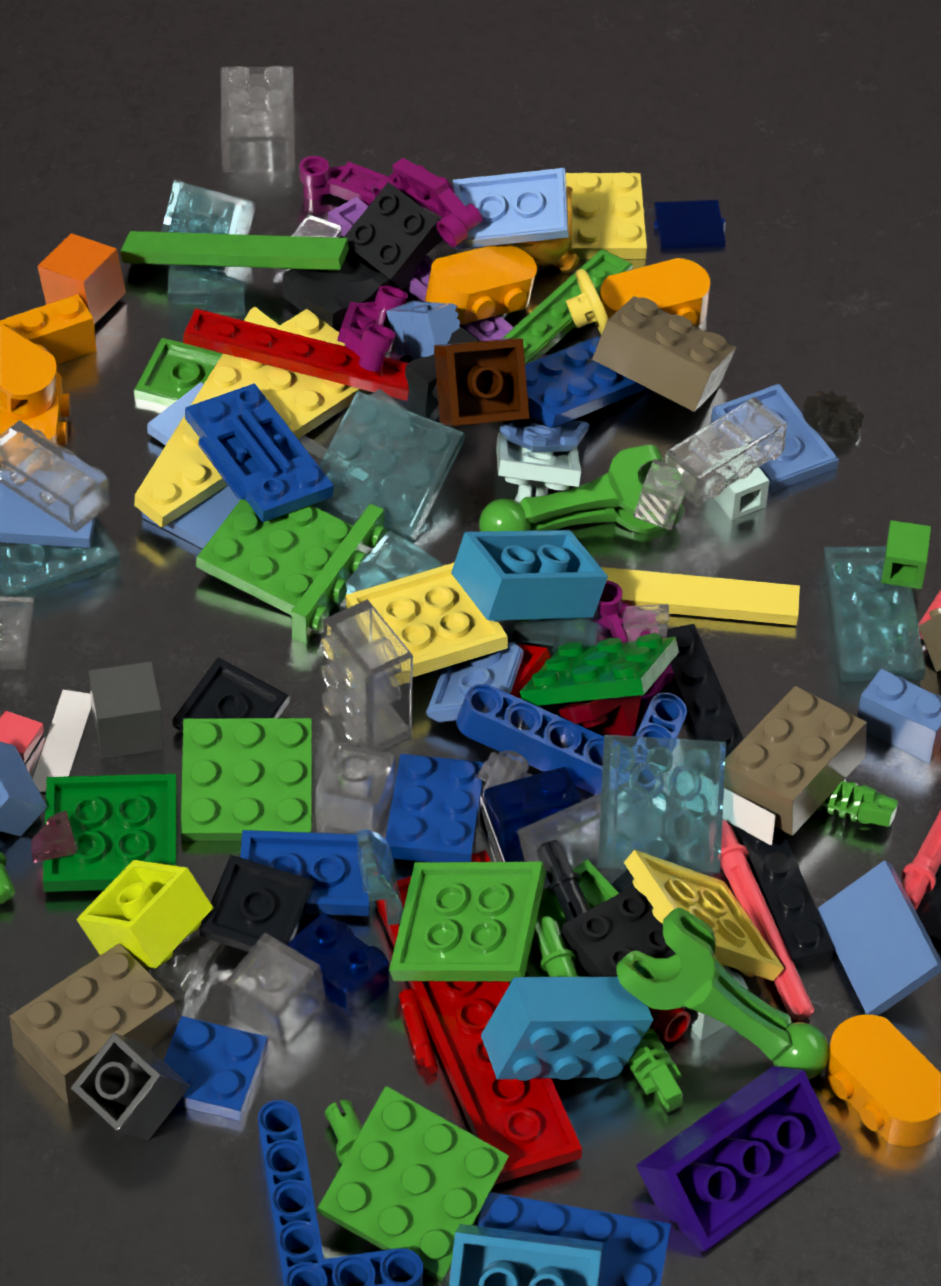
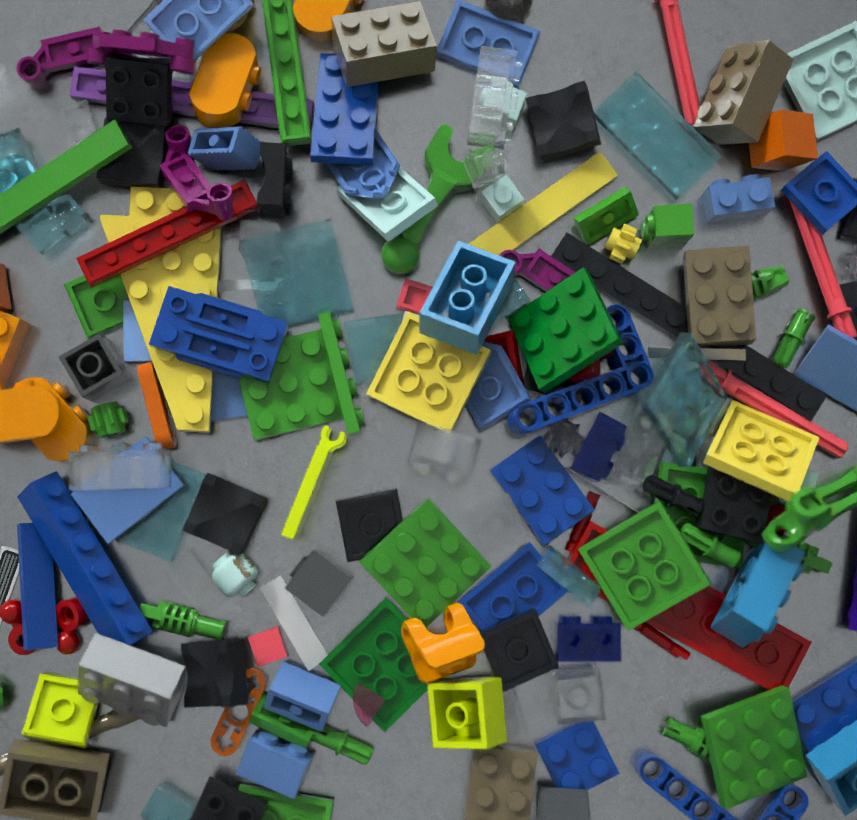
camera: 40 degrees left, 35 degrees up
(51, 650) = (234, 574): none -> light aqua head
(85, 446) = (108, 419): none -> bright green gear
(101, 598) = (225, 514): none -> black brick
(116, 405) = (95, 367): none -> dark grey head
(129, 479) = (156, 405): none -> orange beam
(182, 841) = (443, 654): none -> light orange piece
(210, 623) = (312, 483): none -> neon yellow tile
(481, 381) = (316, 179): reddish brown brick -> none
(588, 305) = (308, 46): light yellow piece -> none
(645, 618) = (549, 263): clear tile -> none
(654, 545) = (501, 198): none -> light aqua brick
(742, 667) = (623, 243): none -> light yellow gear
(749, 636) = (606, 215): none -> bright green plate
(784, 532) = (563, 121): none -> black brick
(803, 662) = (668, 226): none -> bright green brick
(840, 875) = (793, 338): none -> bright green axle
(906, 554) = (651, 83): bright green brick -> none

